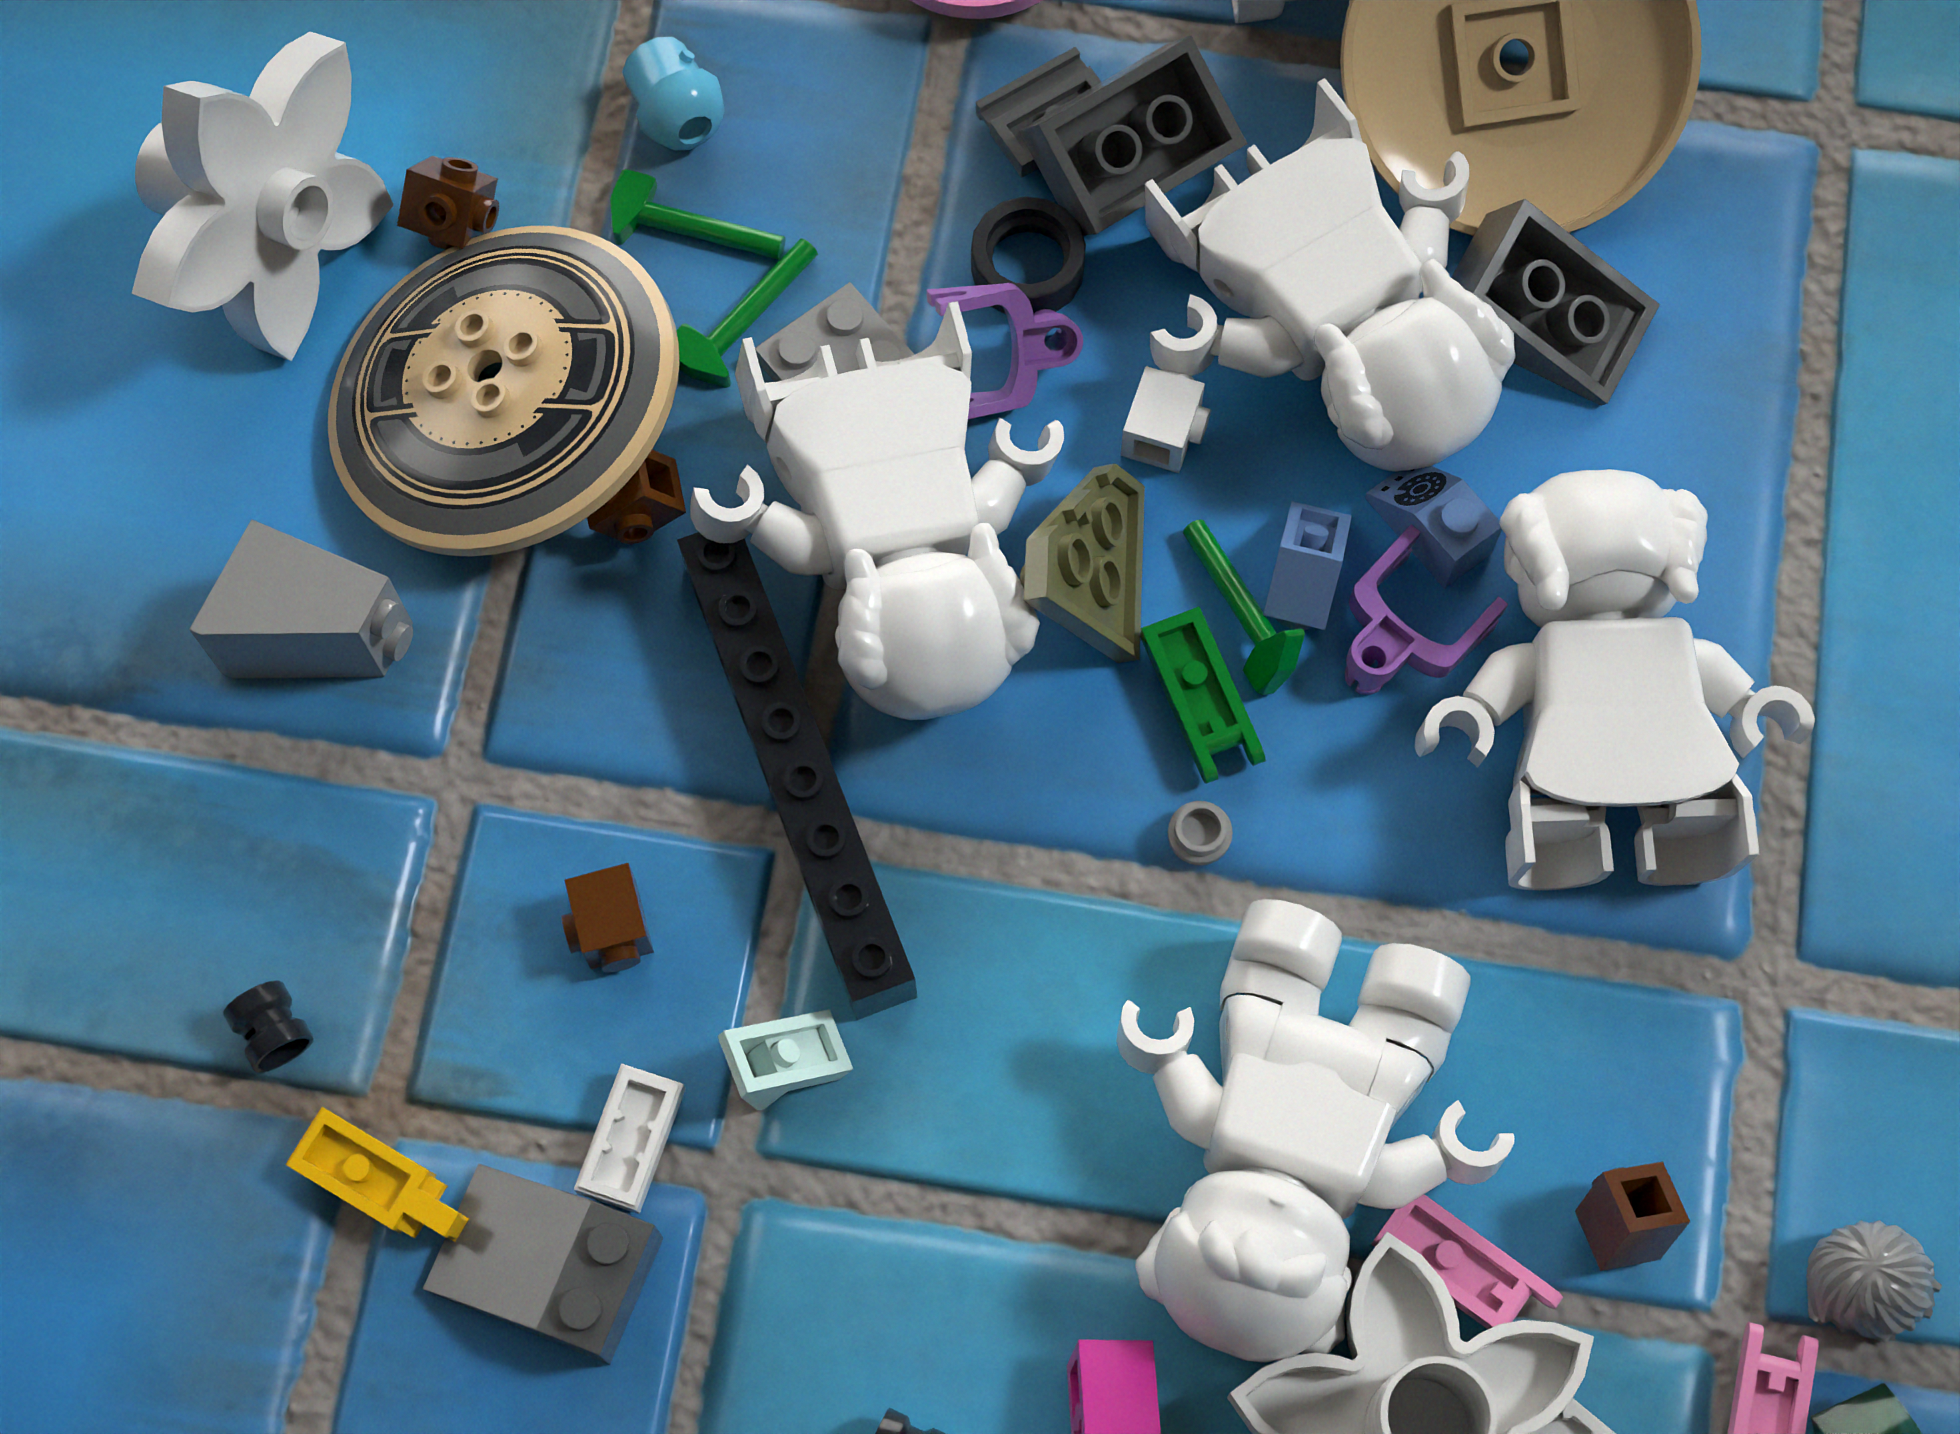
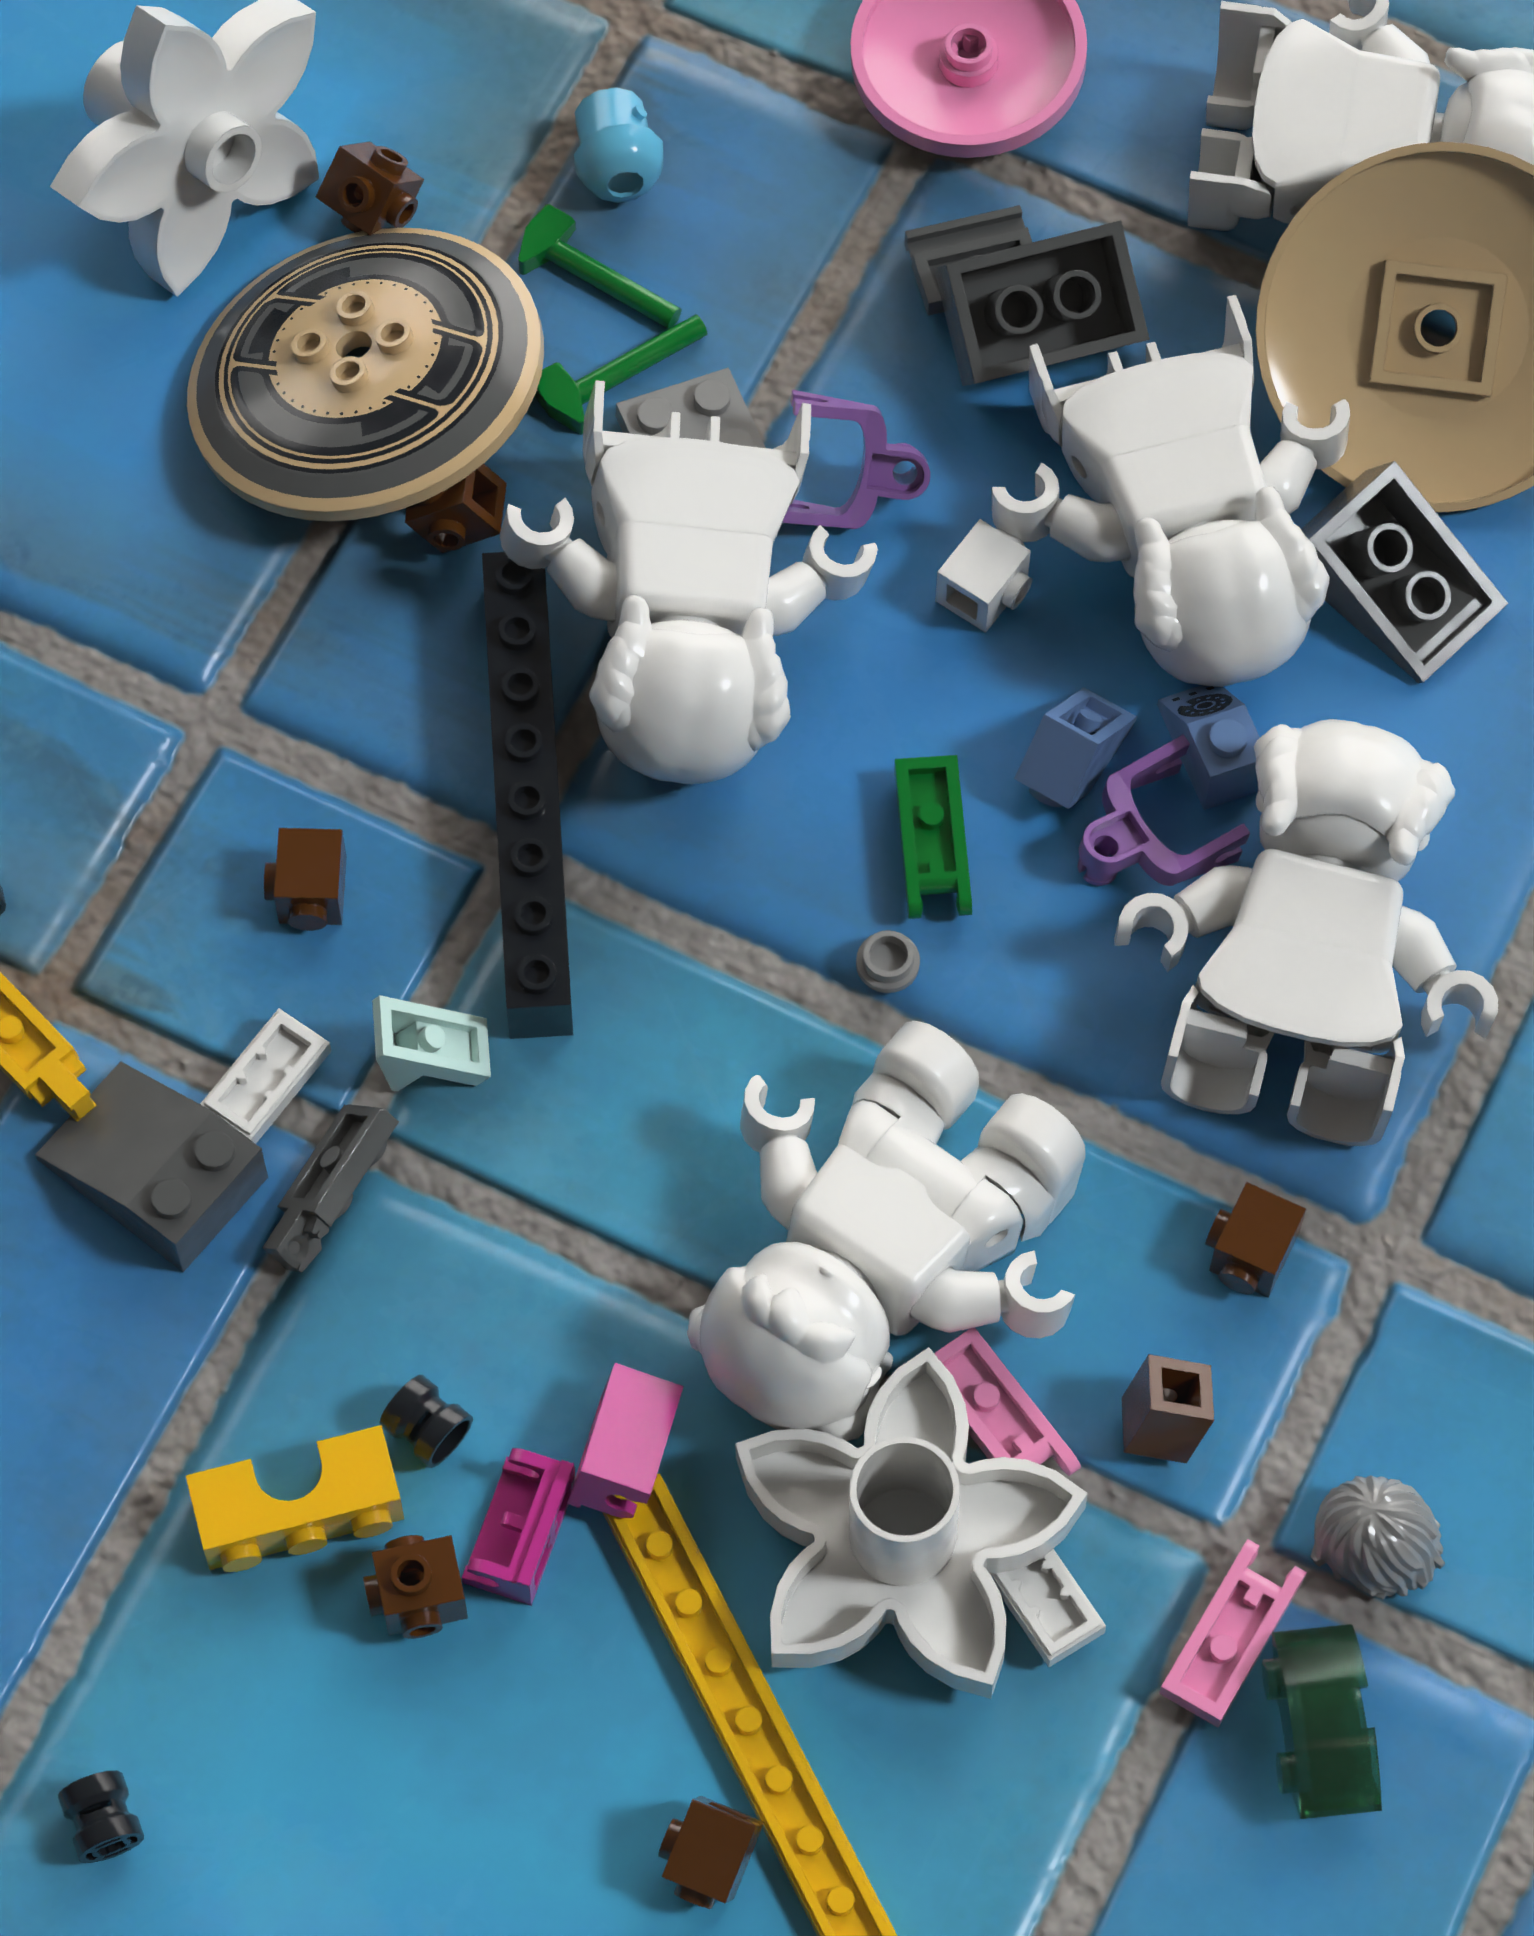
camera: 15 degrees right, 5 degrees down
(300, 613) = (113, 524): light grey slope -> none
(728, 1231) = (328, 1182): none -> dark grey hinge
(1032, 216) = (917, 351): black tyre -> none
(1089, 563) = (864, 683): olive plate -> none
(1274, 653) = (1015, 812): green piece -> none
(1649, 1013) = (1254, 1240): none -> reddish brown brick

